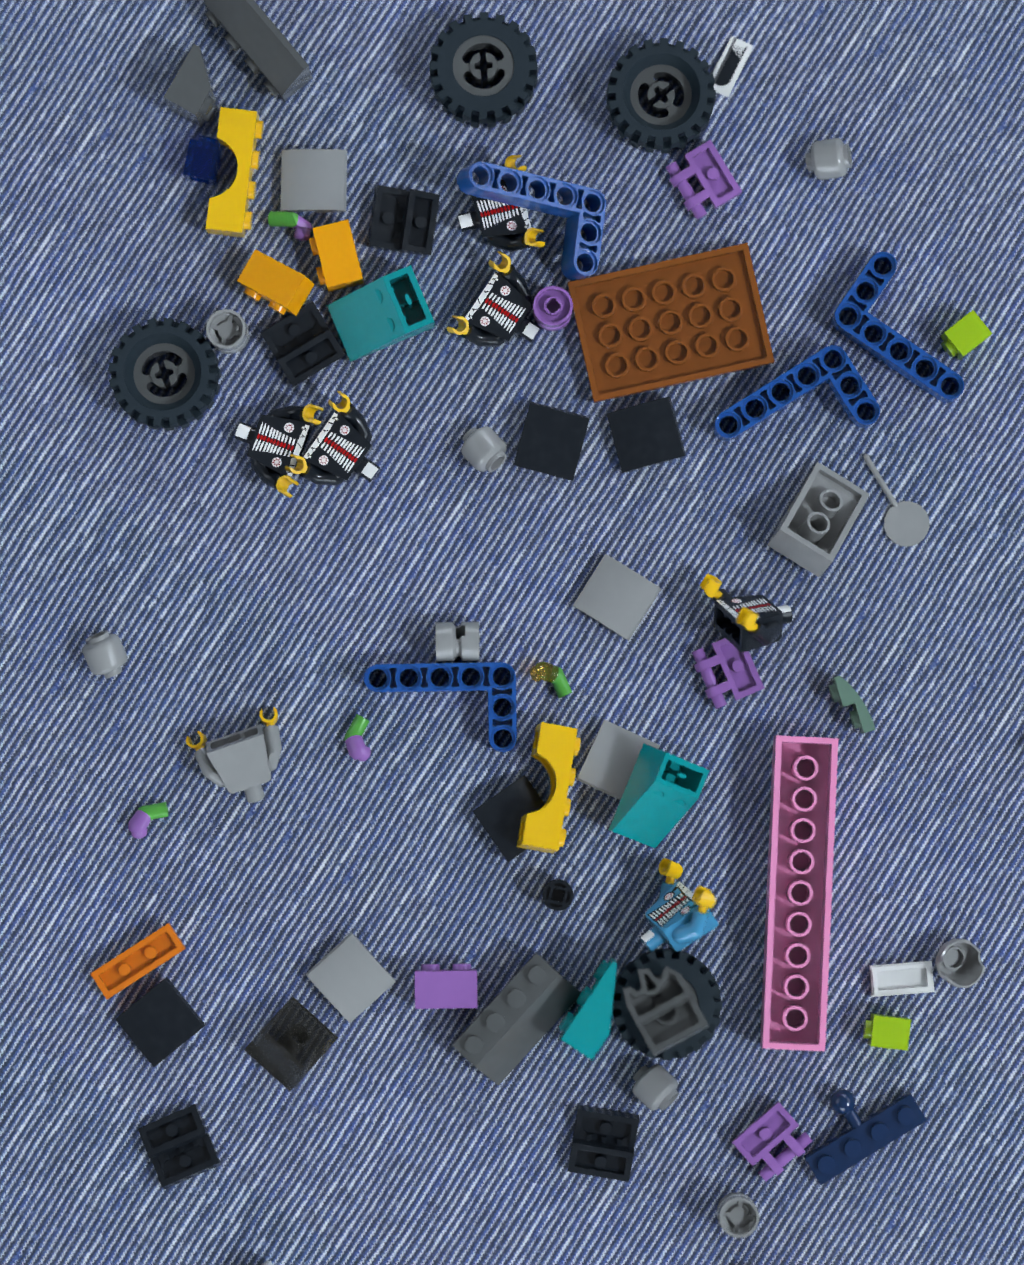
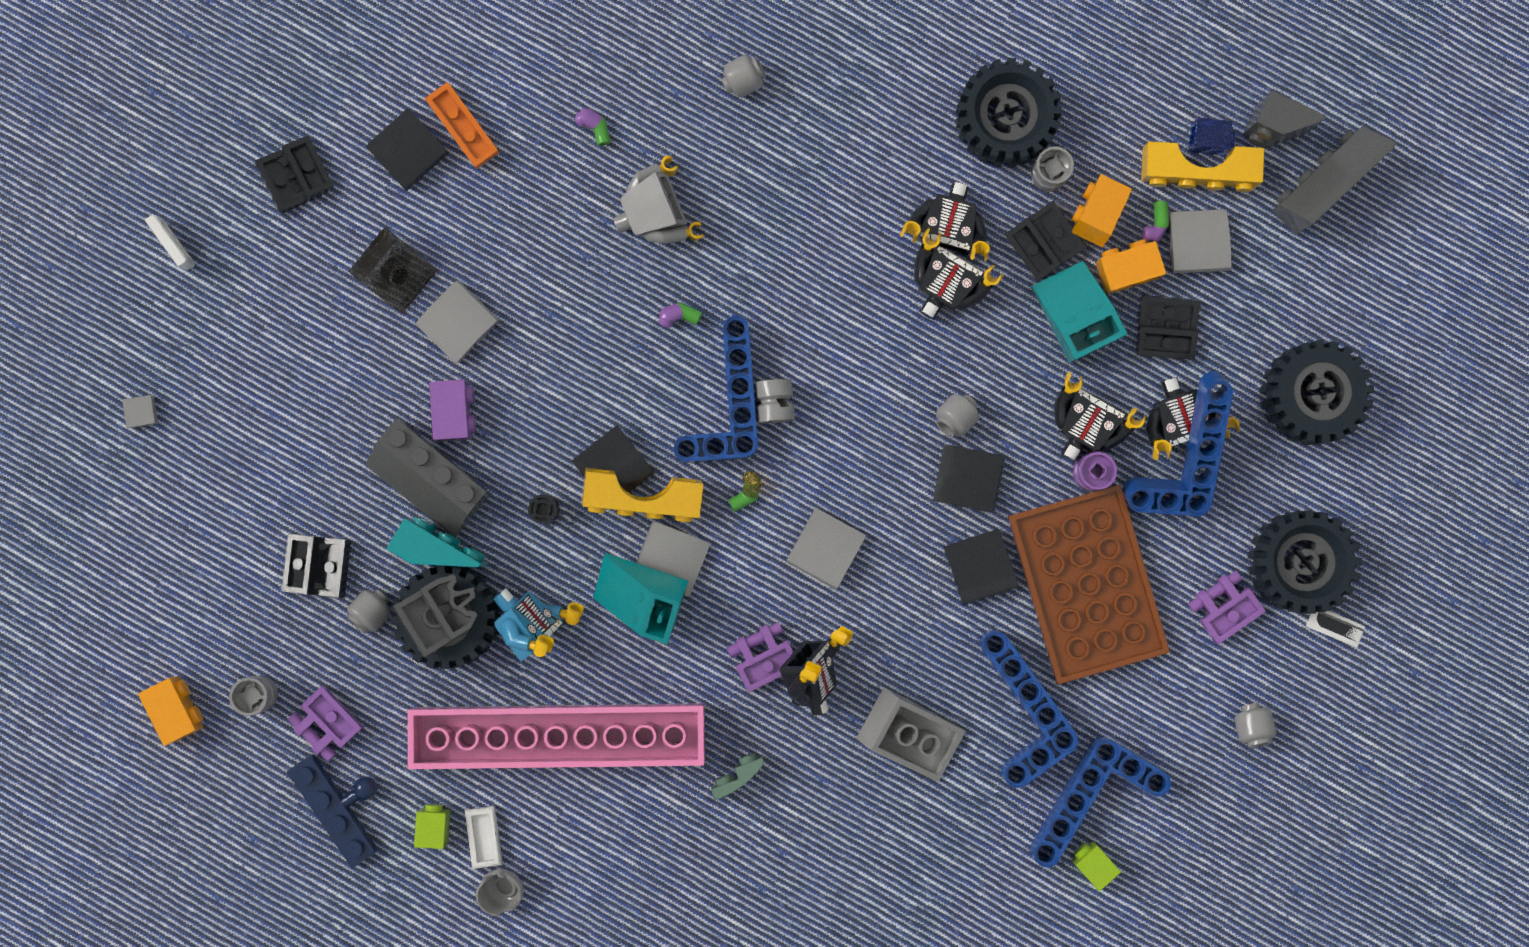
camera: 85 degrees right, 0 degrees up
(905, 521) = (913, 816): light grey piece -> none

